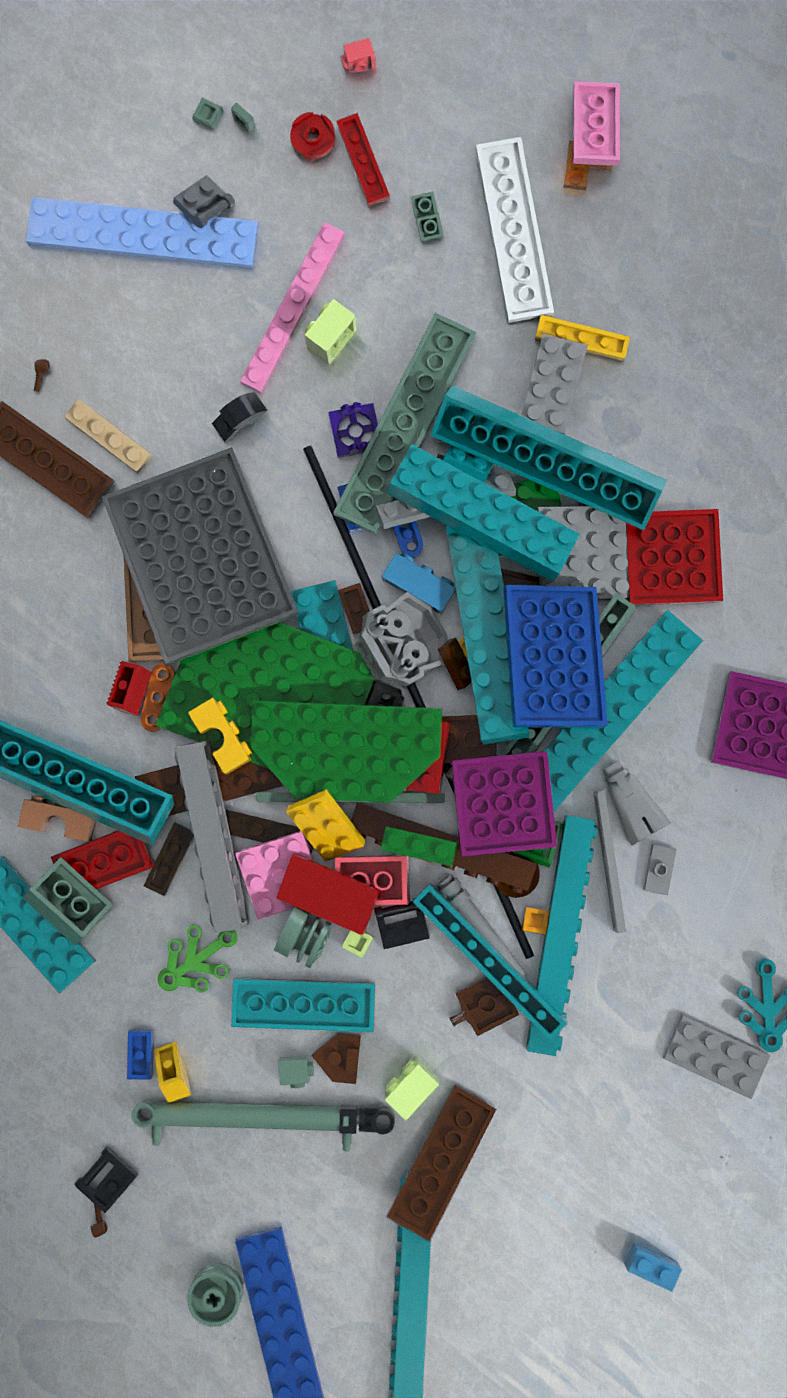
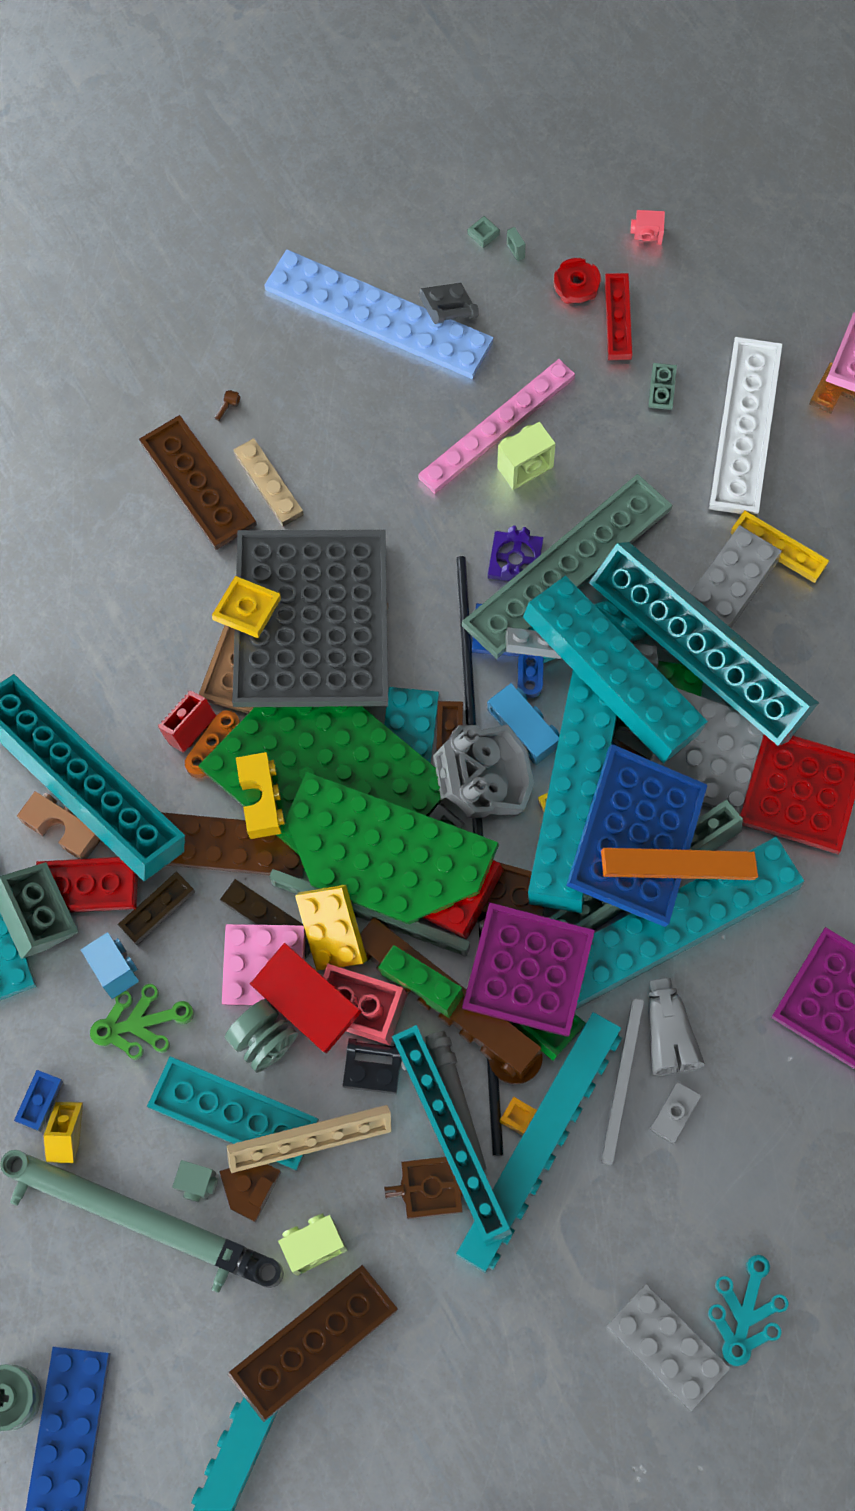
camera: 20 degrees right, 15 degrees down
(141, 570) = (246, 606): none -> yellow plate
(152, 923) = (110, 965): none -> brick
(211, 836) = (208, 897): light grey brick -> none
(237, 414) = (404, 499): black brick -> none
(357, 943) = (317, 1067): yellowish green plate -> none
(376, 1005) = (308, 1138): none -> tan plate
(456, 663) = (531, 813): reddish brown plate -> none
(598, 670) = (679, 864): none -> orange tile

